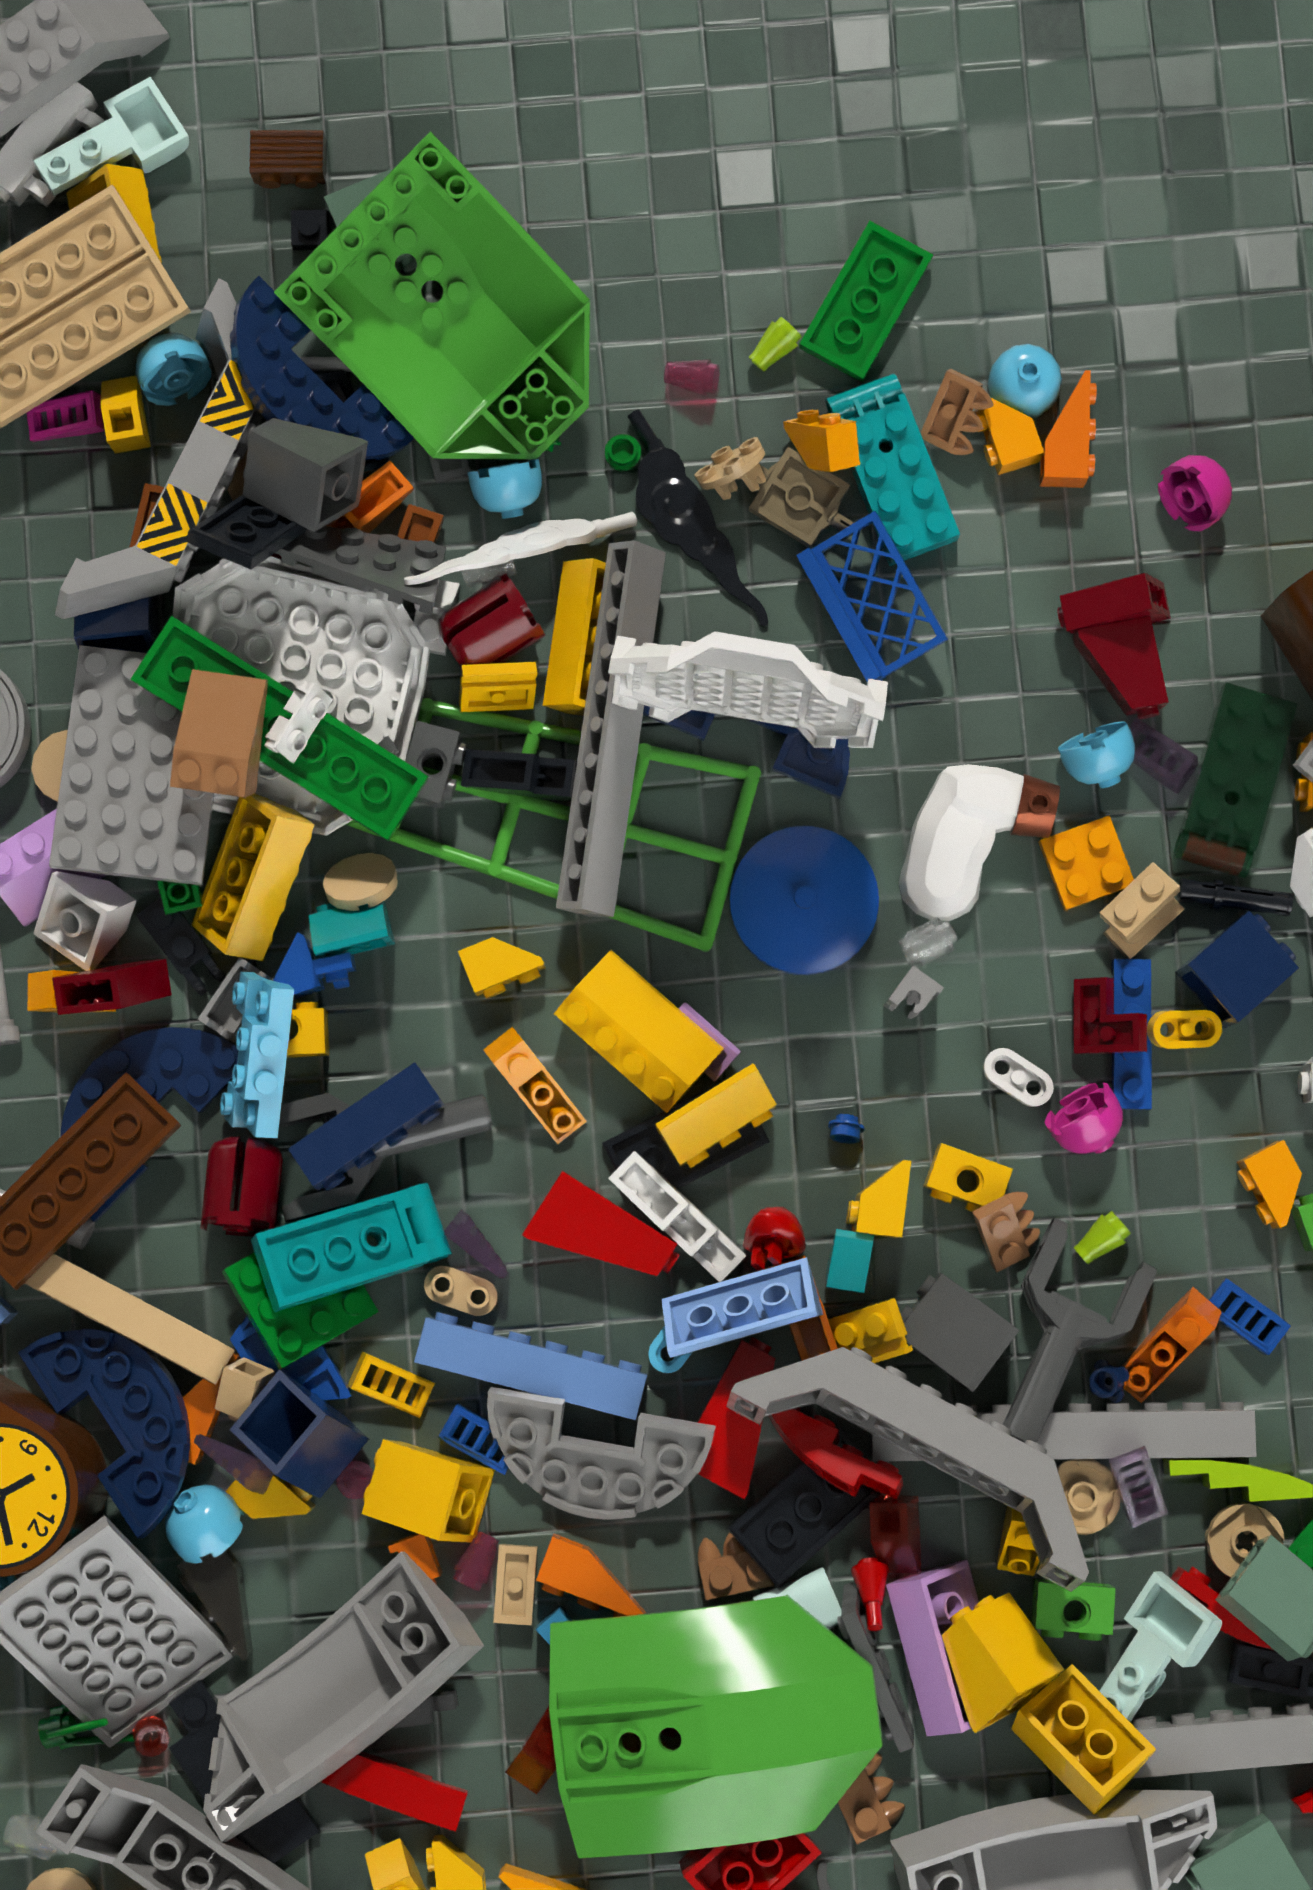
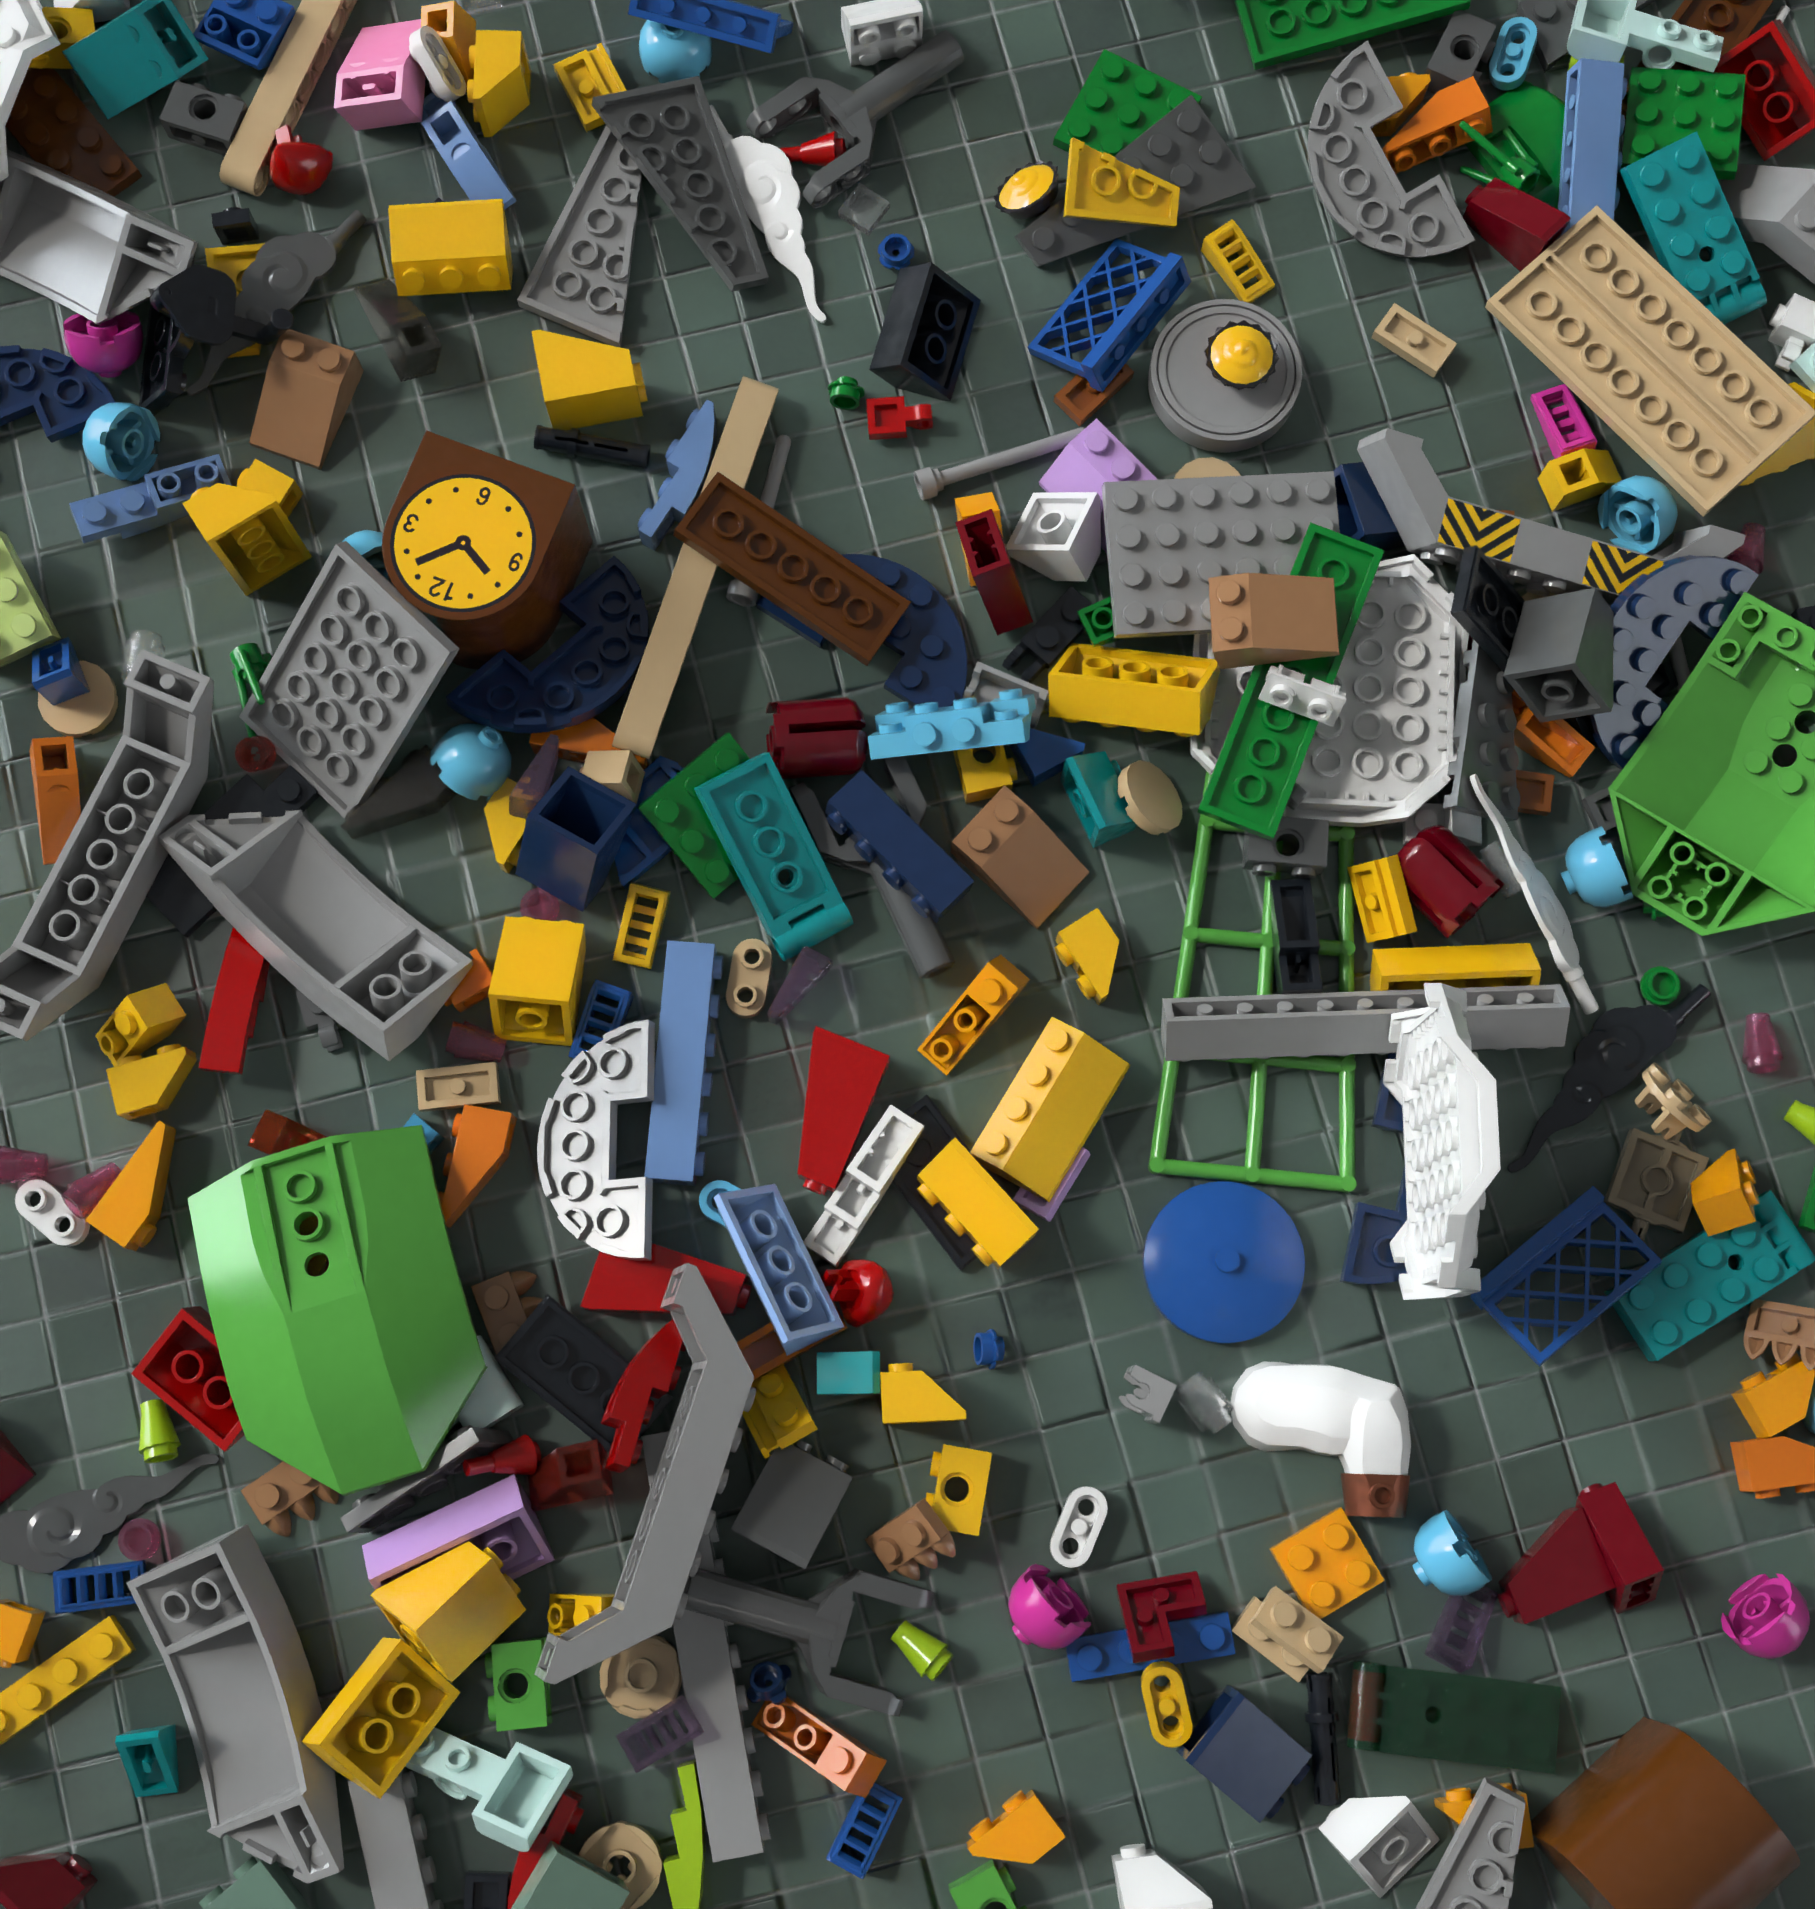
camera: 75 degrees right, 5 degrees down
(235, 274) = (1752, 551): none -> clear pink cone
(335, 969) = (1054, 788): blue plate -> none
(393, 1014) = (1019, 857): none -> medium nougat slope

